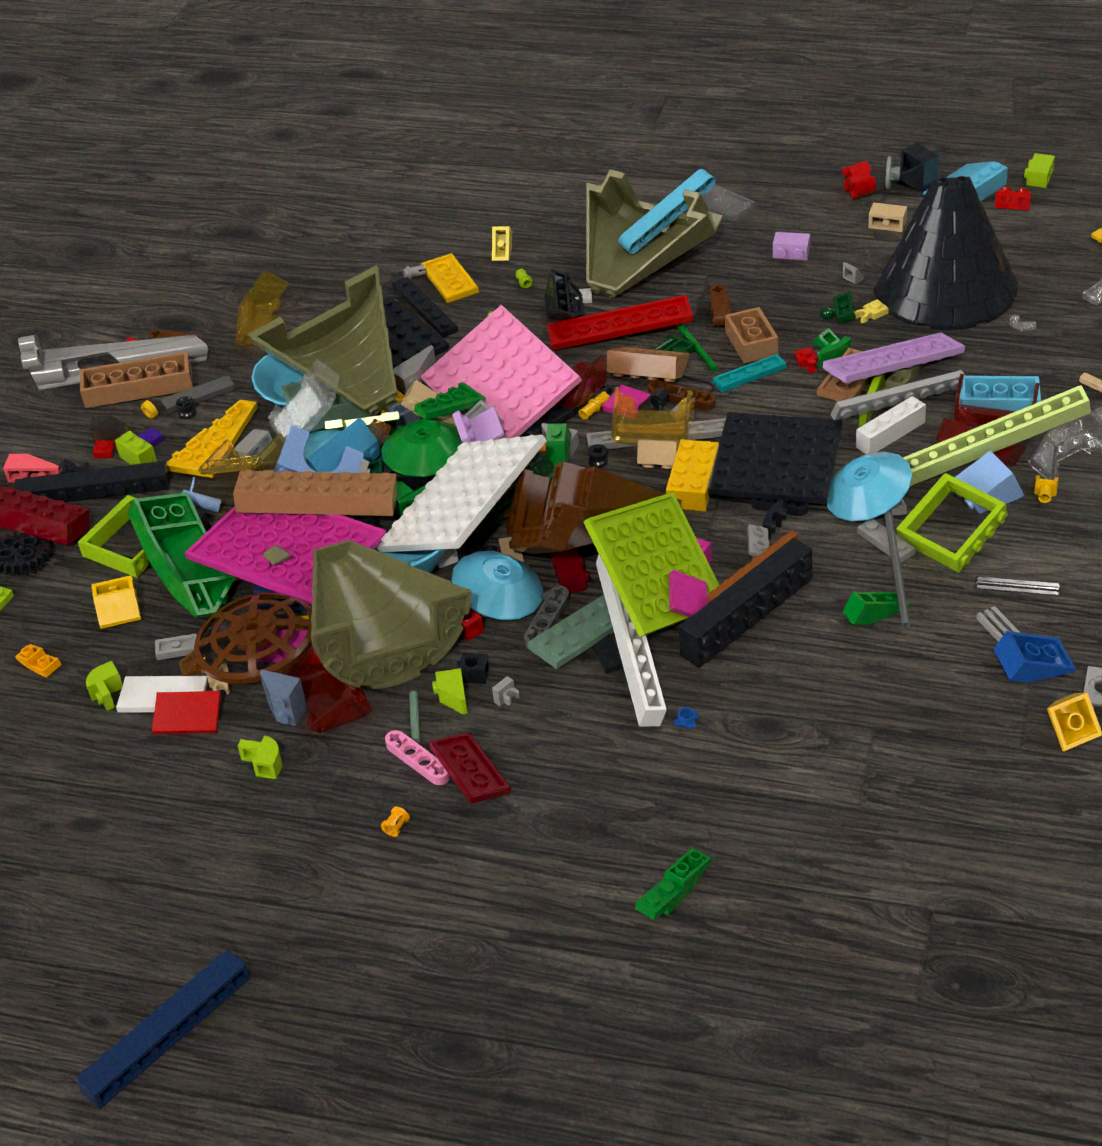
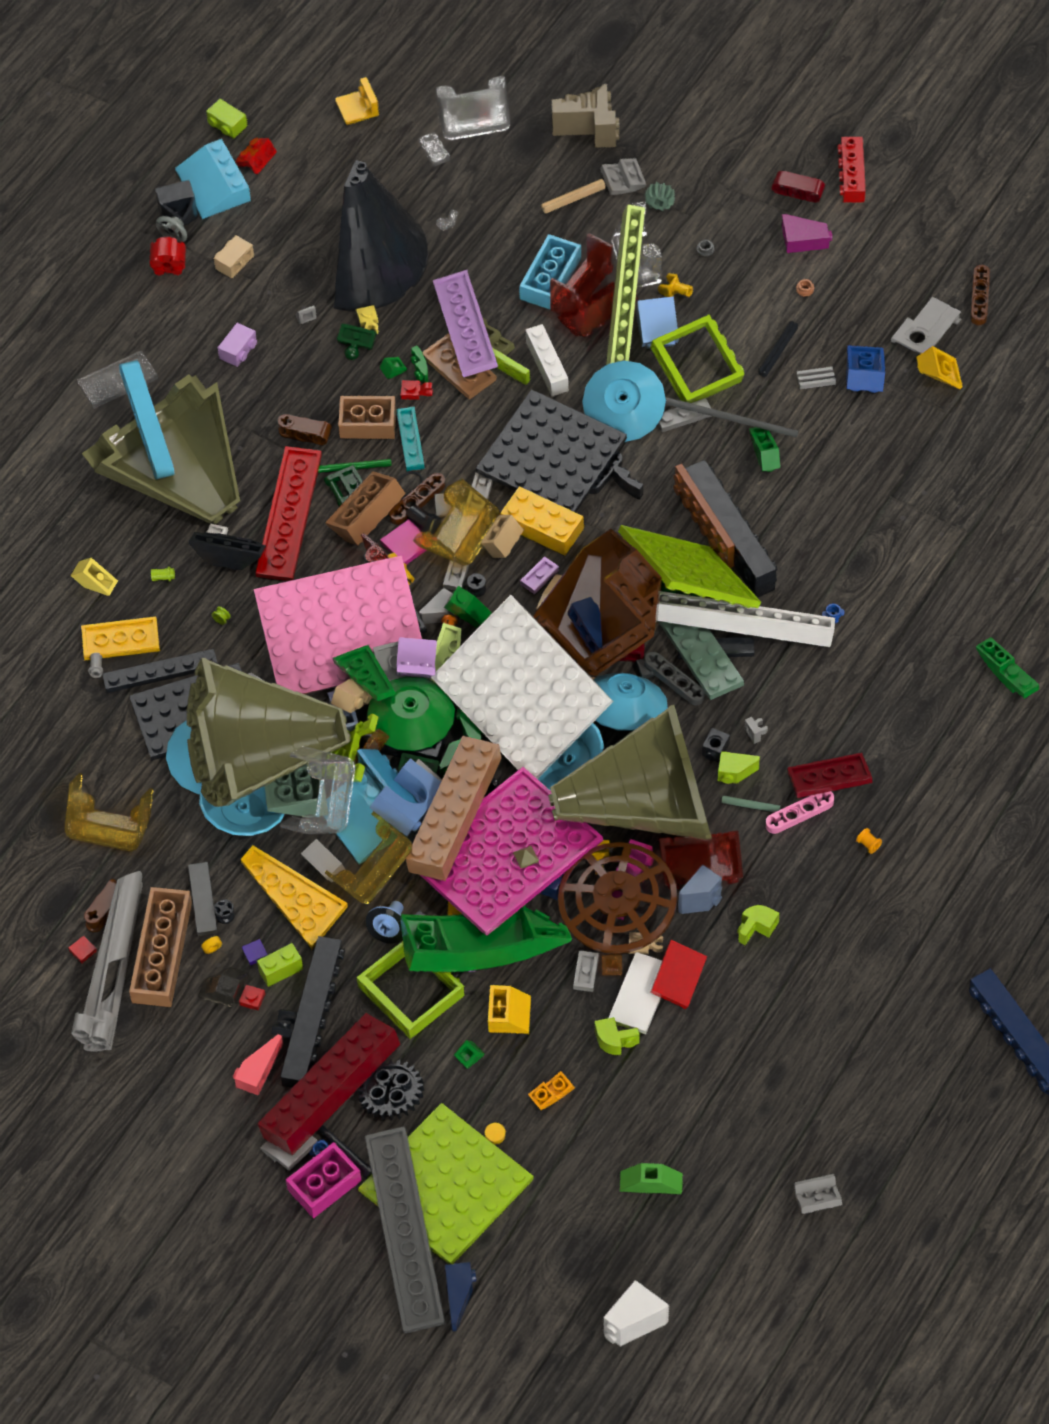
camera: 75 degrees left, 15 degrees up
(72, 596) = (469, 1053): none -> green slope
(686, 593) = (719, 562): dark pink tile -> none
(757, 540) = (663, 501): light grey bracket -> none
(895, 395) = (519, 338): light grey plate -> none

